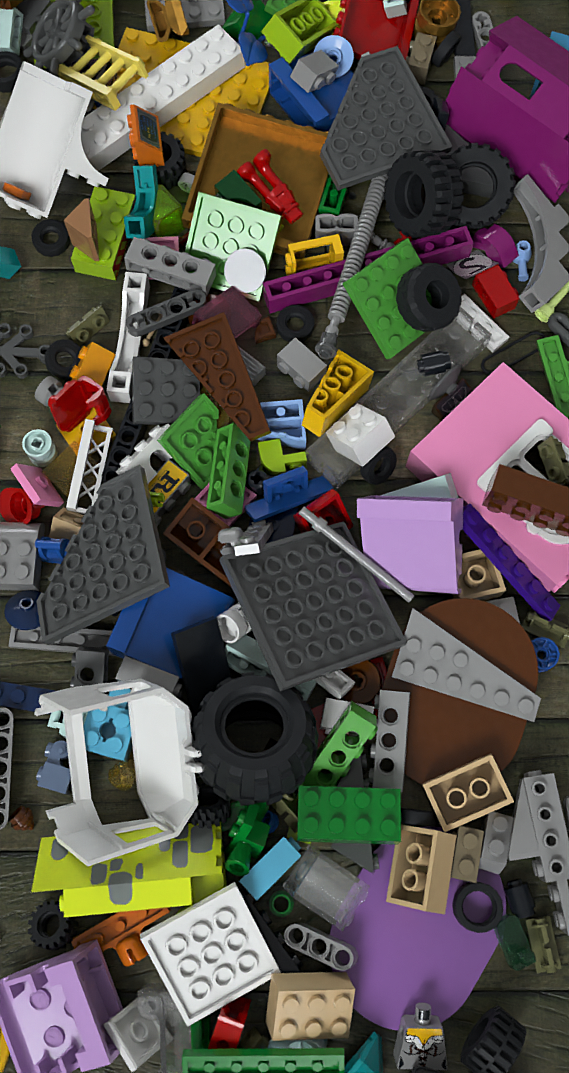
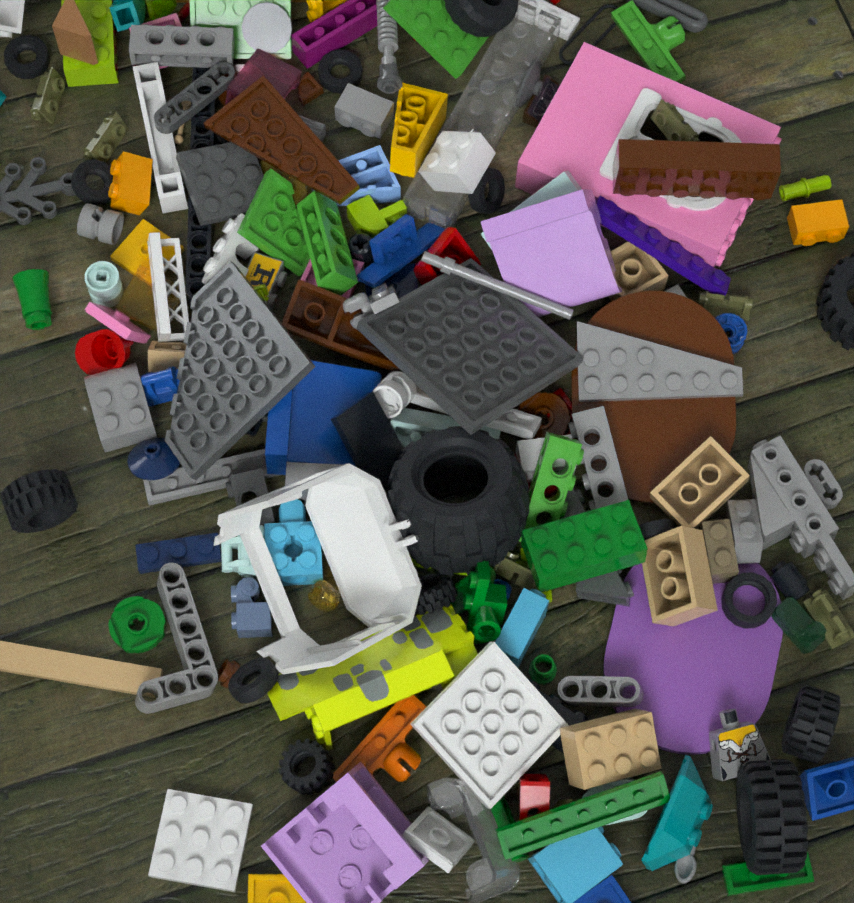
camera: 20 degrees left, 5 degrees down
(37, 845) = (239, 682): none -> black tyre
(57, 275) = (51, 89): none -> olive hinge
(75, 403) = (128, 220): red piece -> none
(326, 888) = (585, 631): clear slope -> none
(434, 363) = (509, 65): black brick -> none

